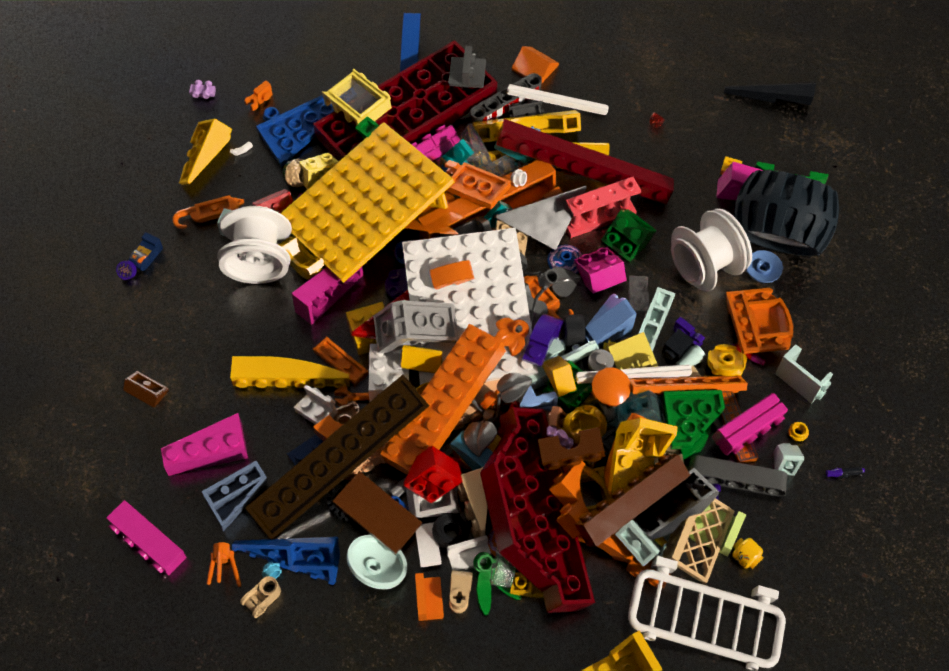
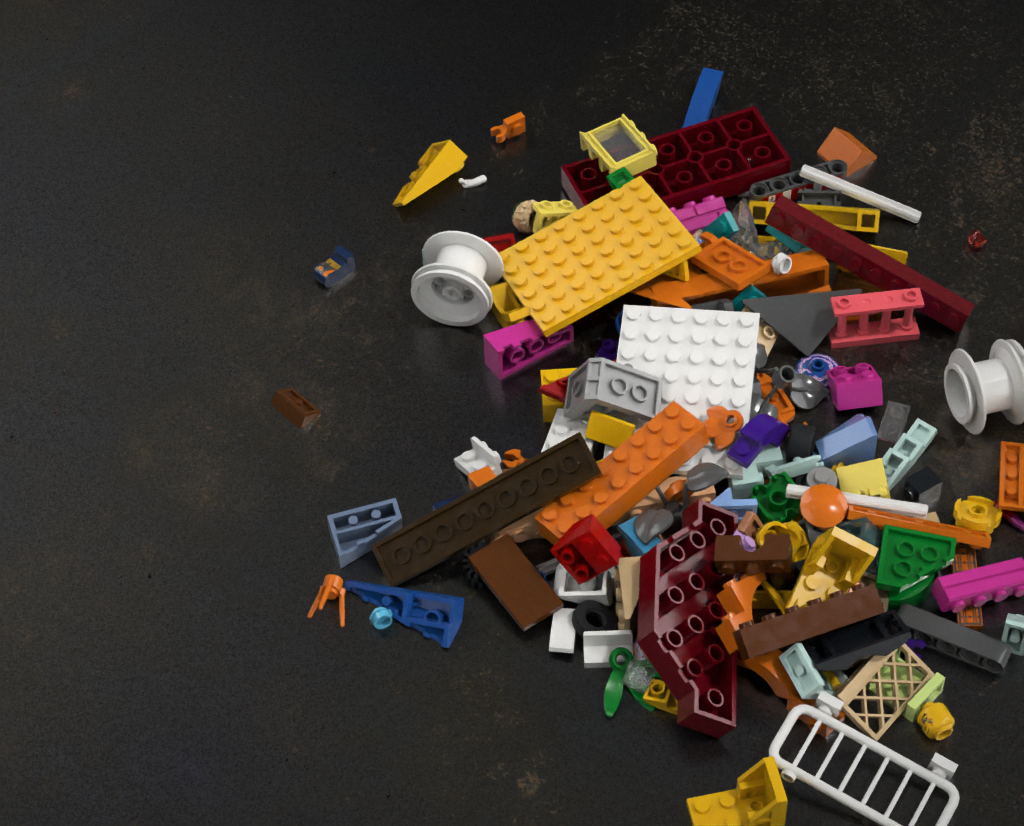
camera: 20 degrees right, 10 degrees down
(126, 270) = (308, 281): dark purple tile -> none
(146, 538) = (254, 554): dark pink brick -> none
(203, 91) = (446, 112): lavender piece -> none
(206, 448) = (345, 478): dark pink wedge -> none
(207, 210) = (408, 237): orange plate -> none
(260, 597) = (362, 640): tan piece -> none
(270, 111) = (517, 151): blue plate -> none
(283, 372) = (454, 421): yellow slope -> none
(293, 129) = (536, 171): blue wing -> none
(340, 360) = (520, 423): orange tile -> none
(375, 563) = (498, 632): light aqua dish -> none
(429, 597) = (548, 684): orange panel -> none
(452, 273) = (676, 347): orange slope -> none
(460, 588) = (586, 684): tan piece -> none
(467, 70) = (758, 139): dark grey bracket -> none
(559, 375) = (767, 484): yellow slope -> none
(628, 234) = (901, 356): green slope -> none
(688, 329) = (942, 472): dark purple plate -> none
(692, 356) = (938, 501): light aqua cone -> none

